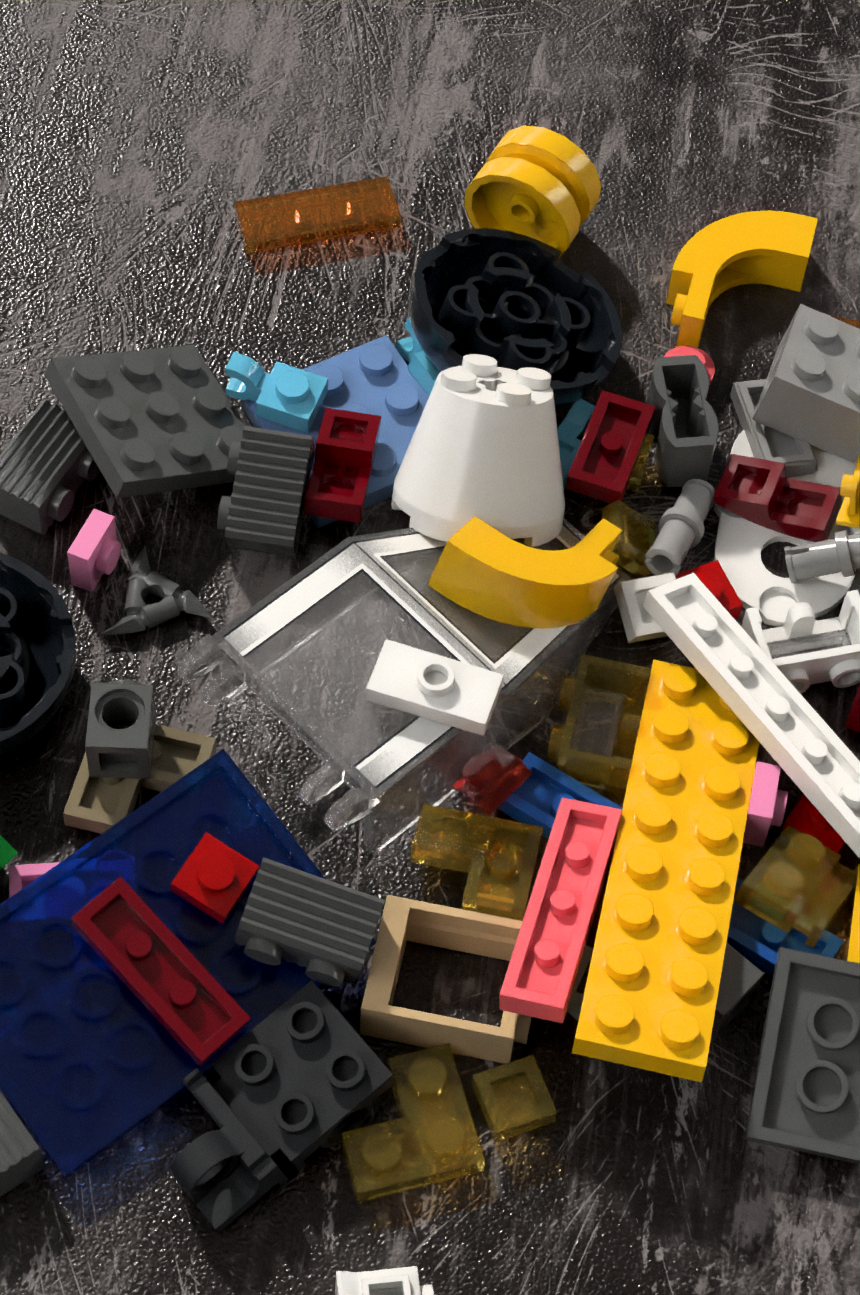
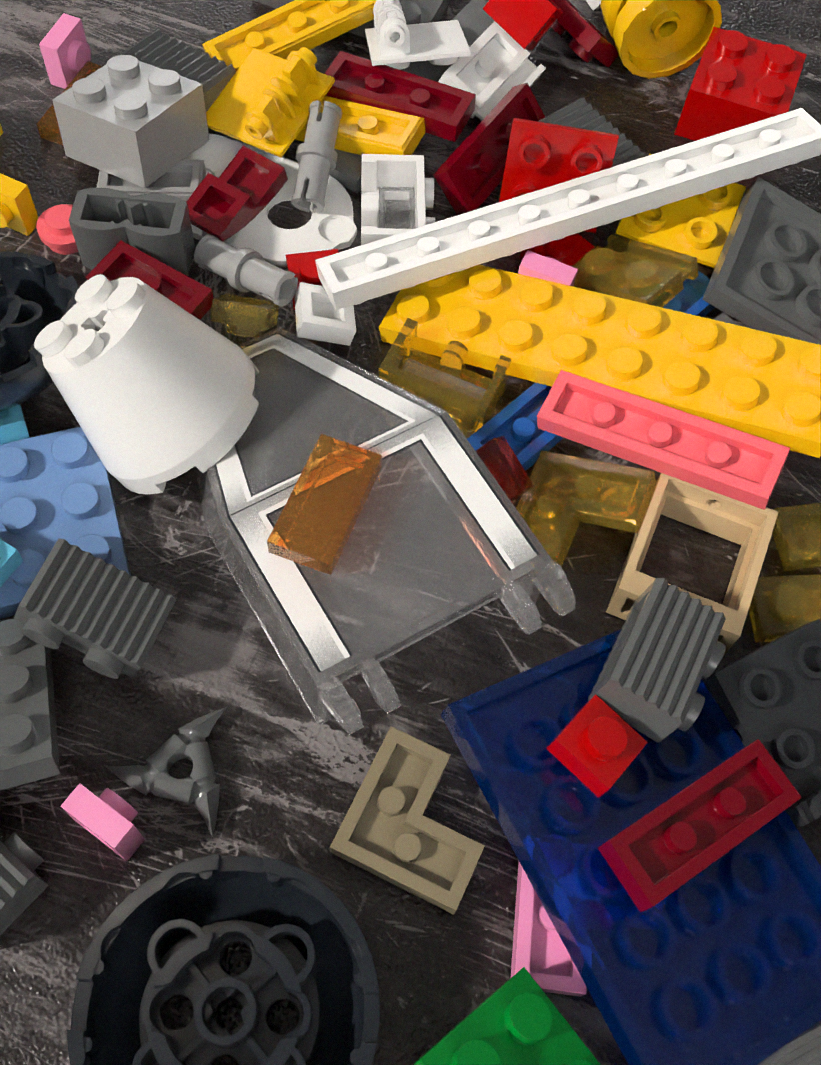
camera: 80 degrees left, 5 degrees up
(120, 751) = (405, 800): dark grey brick -> none
(342, 465) = (77, 516): dark red slope -> none
(378, 605) = (325, 504): none -> clear orange tile
(434, 687) = (438, 473): white plate -> none
(524, 583) = (308, 386): yellow arch -> none

